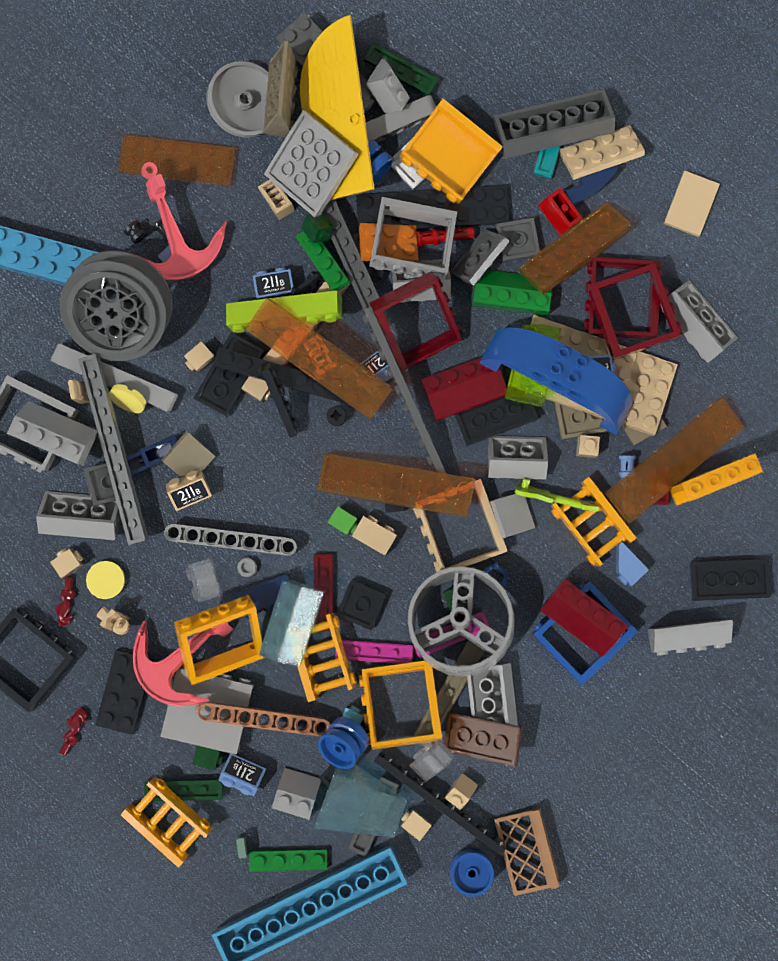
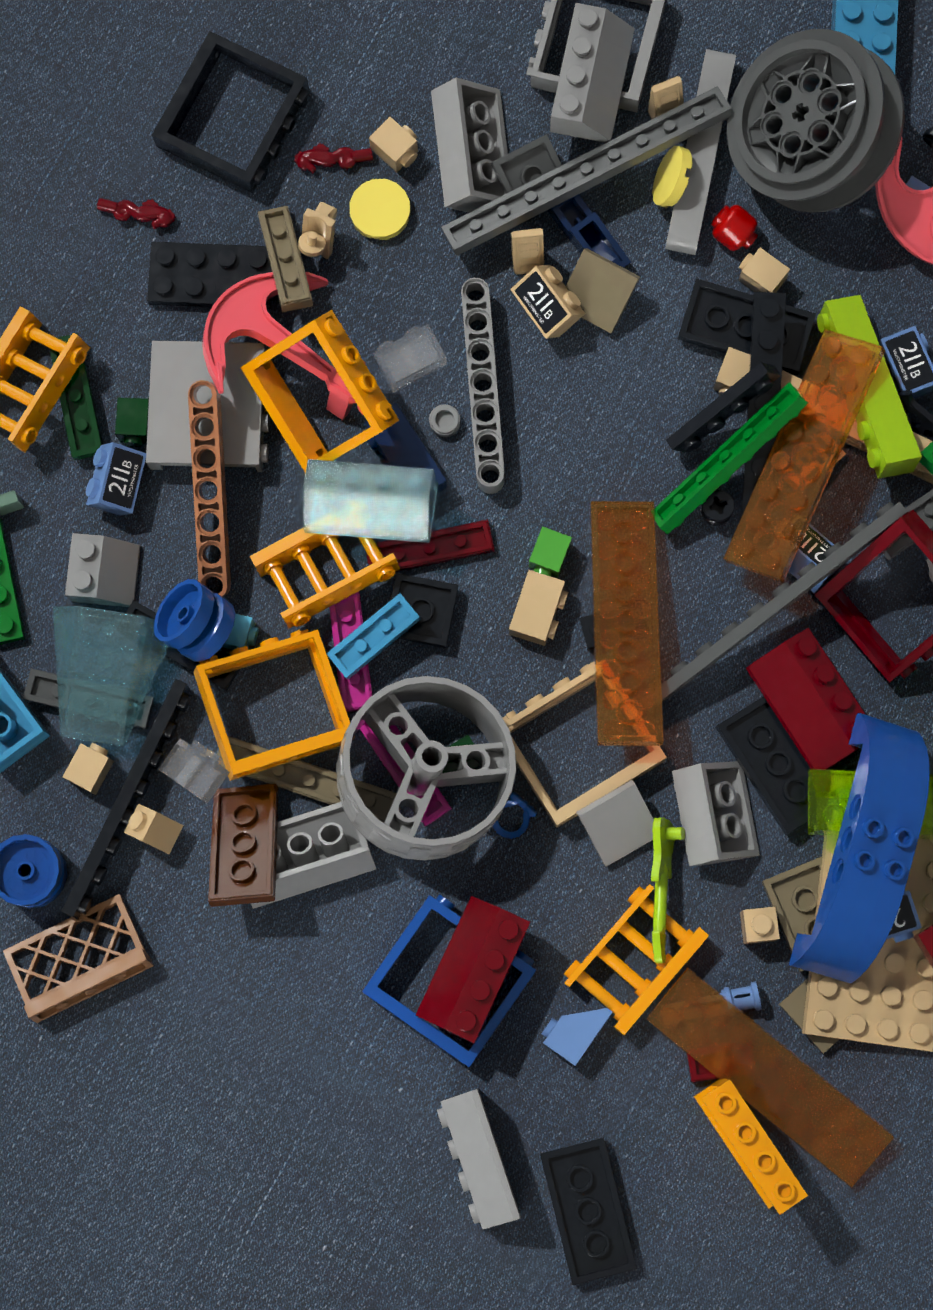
camera: 85 degrees right, 5 degrees down
(126, 644) = (285, 259): none -> dark tan tile
(155, 495) = (527, 250): none -> tan slope
(166, 368) = (734, 227): none -> red head
(310, 402) = (729, 458): none -> green plate
(372, 636) = (374, 636): none -> dark azure plate

